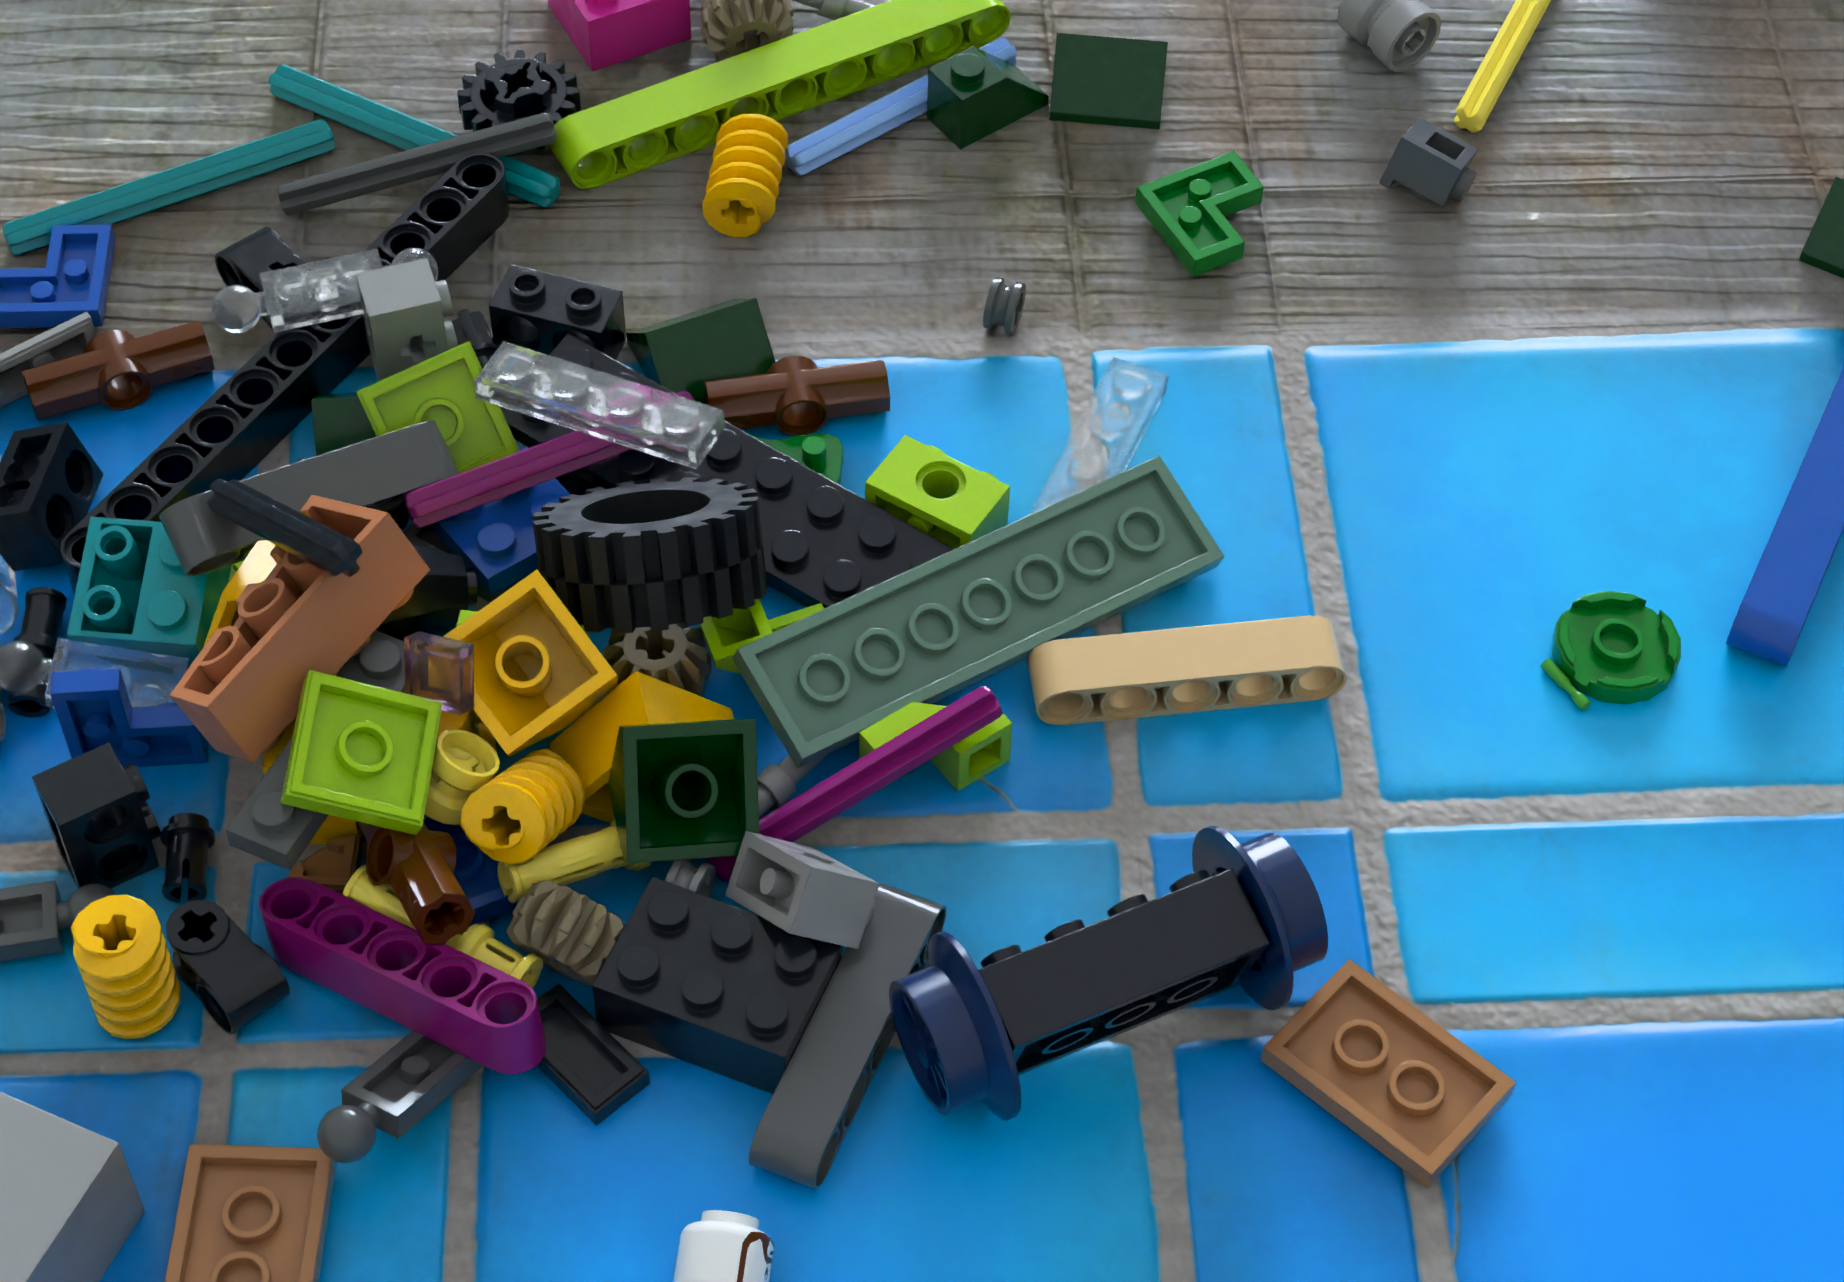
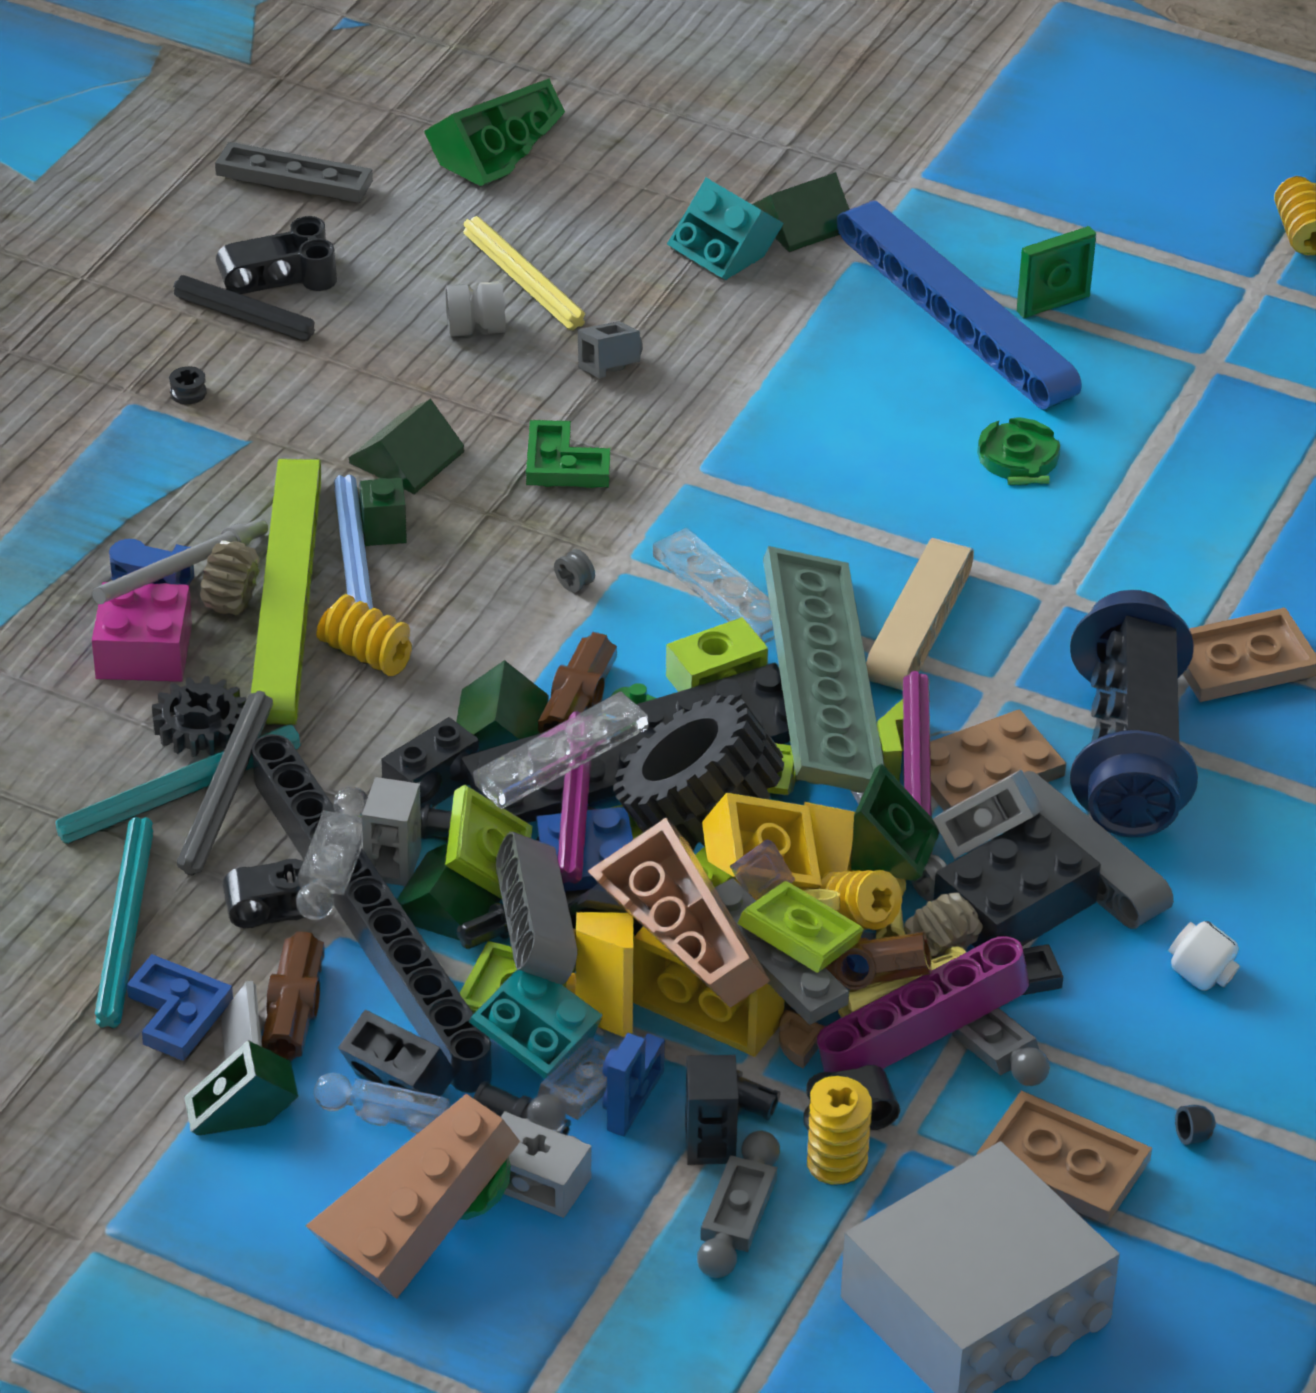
camera: 60 degrees left, 10 degrees down
(285, 527) = (624, 879): black axle -> none
(966, 855) = (988, 753): none -> medium nougat plate
(1757, 175) = (723, 231): none -> teal slope

